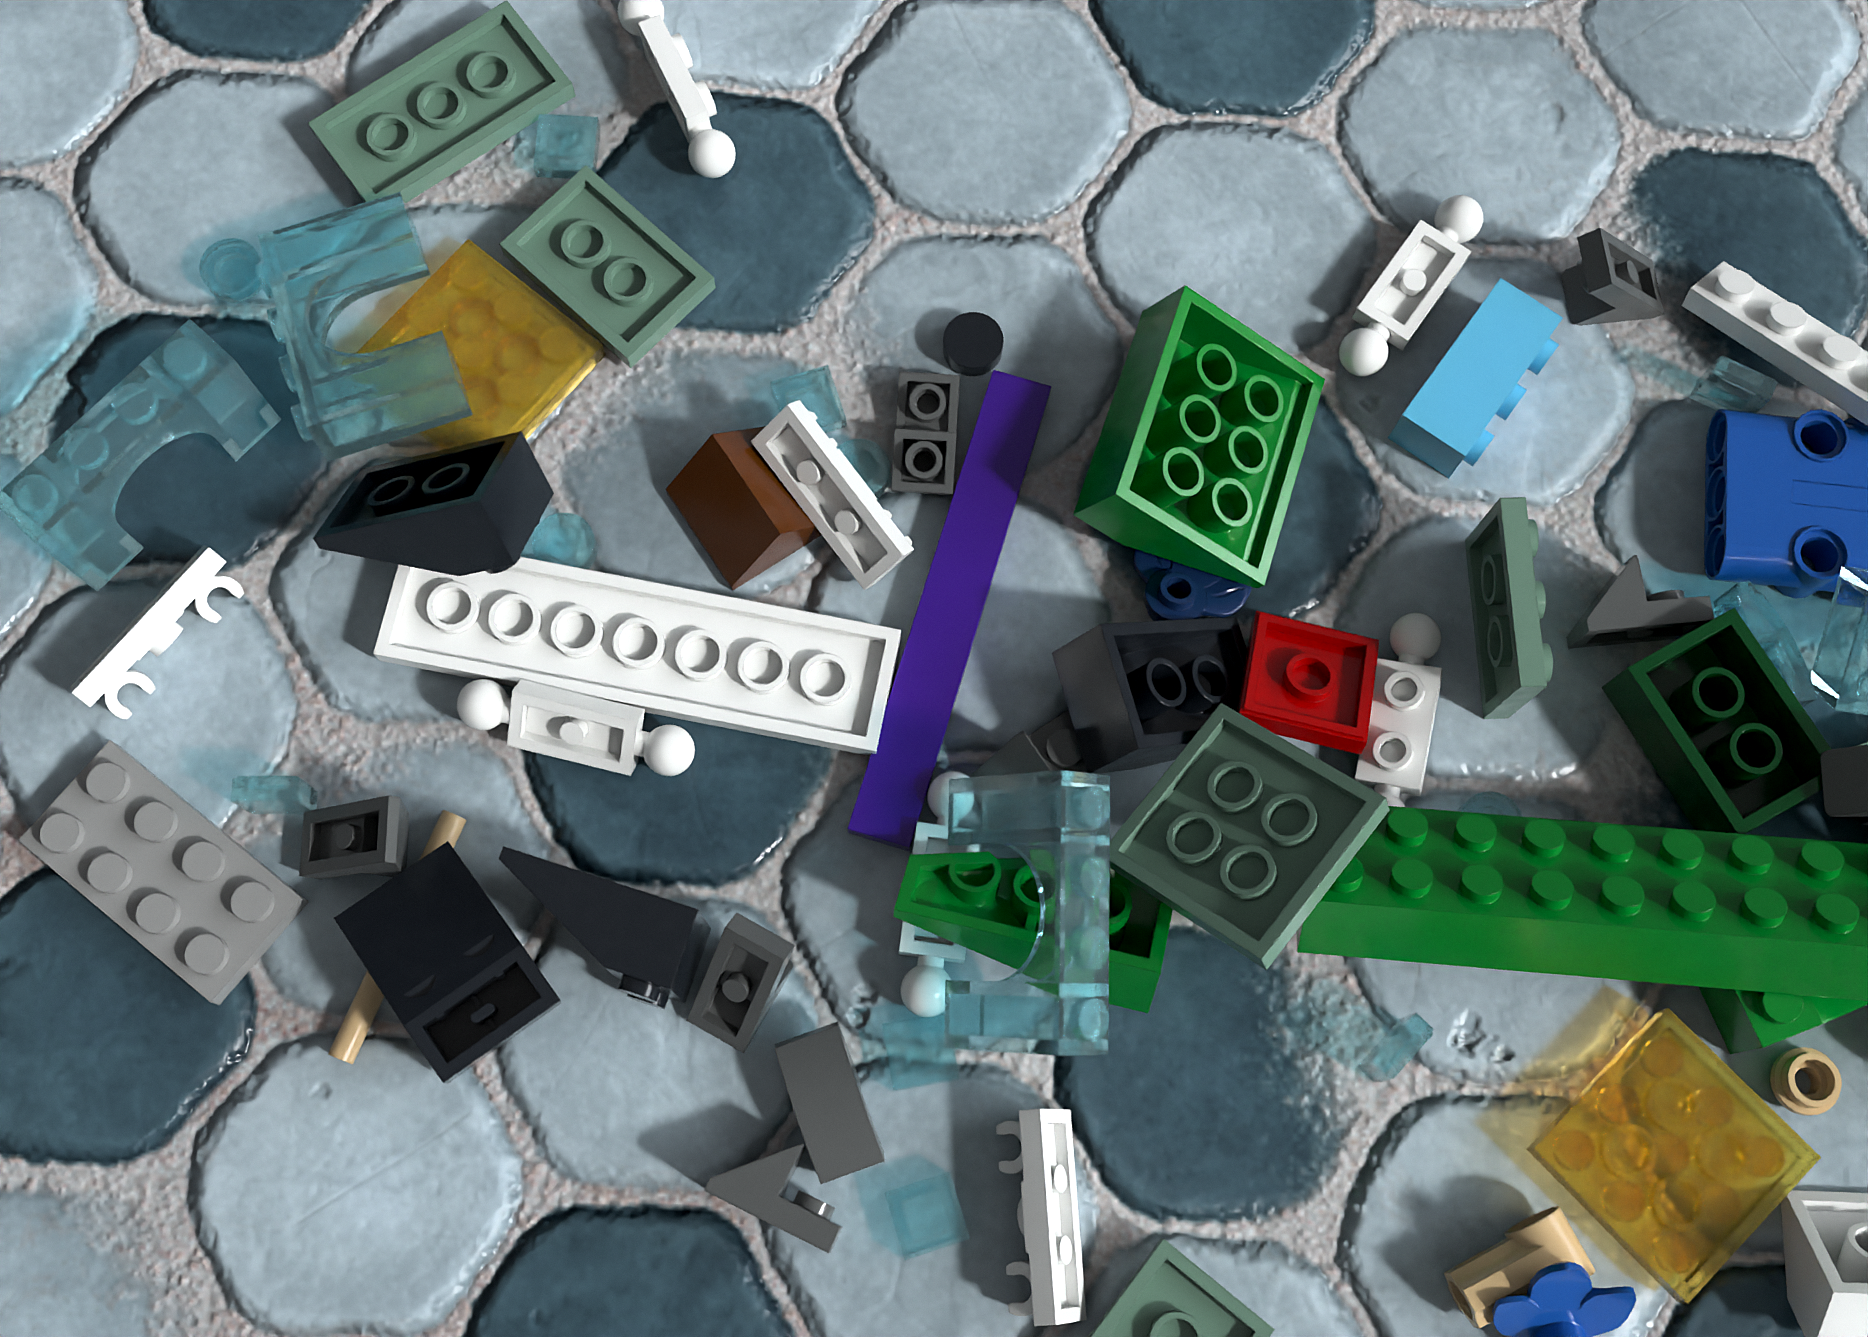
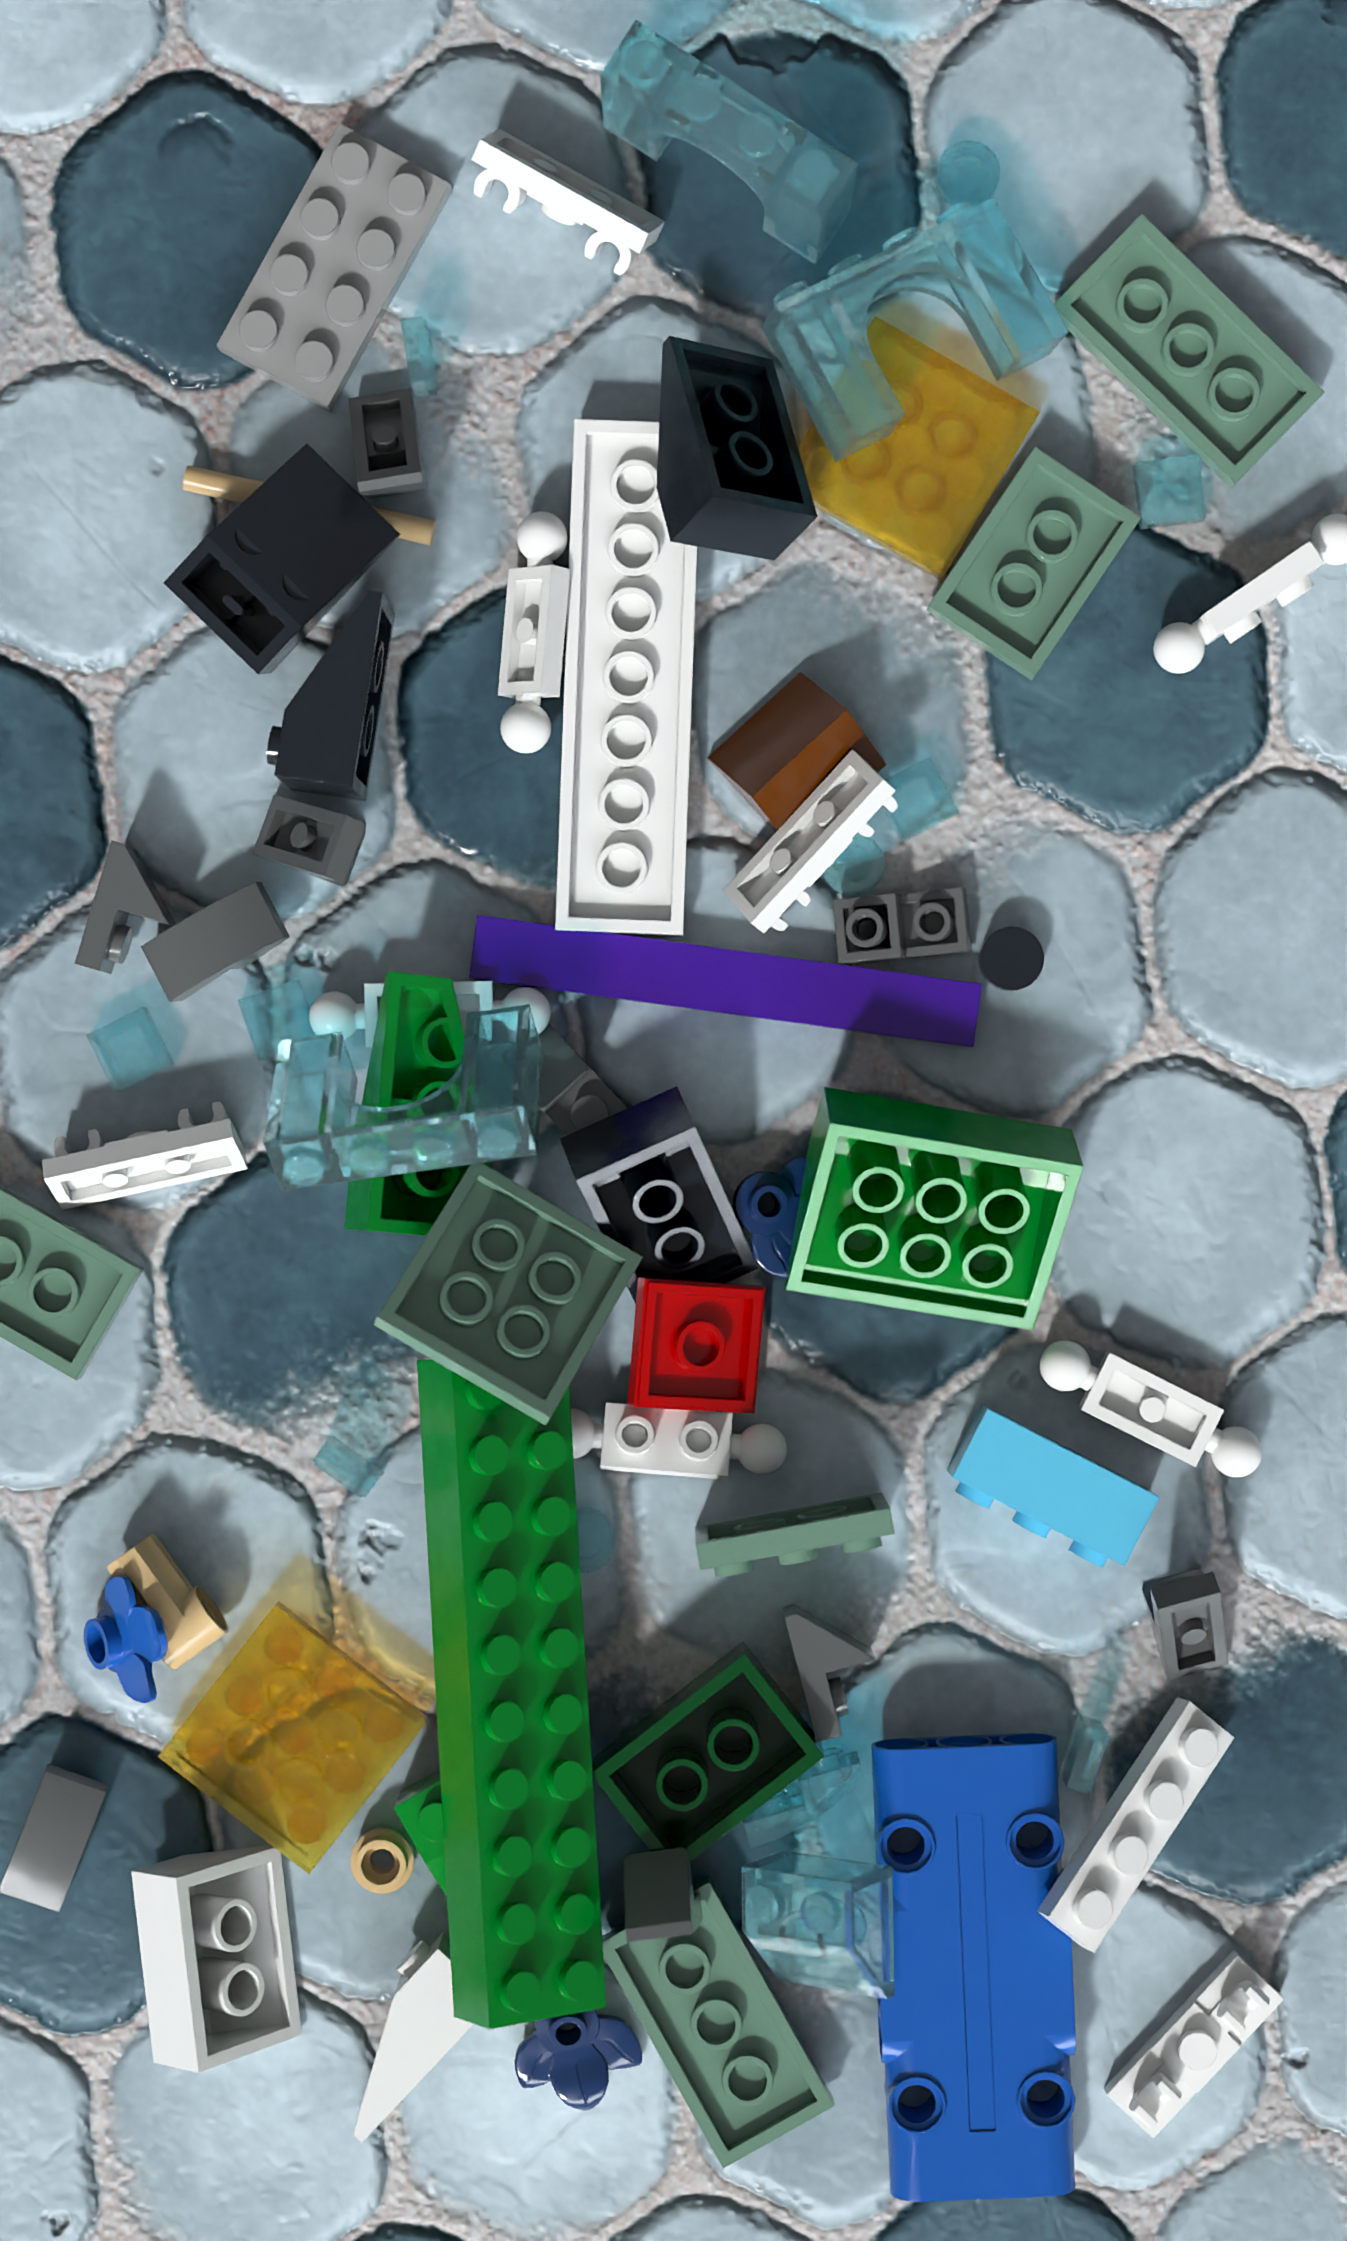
camera: 85 degrees right, 15 degrees up
(565, 541) = (724, 582): clear light blue tile -> none

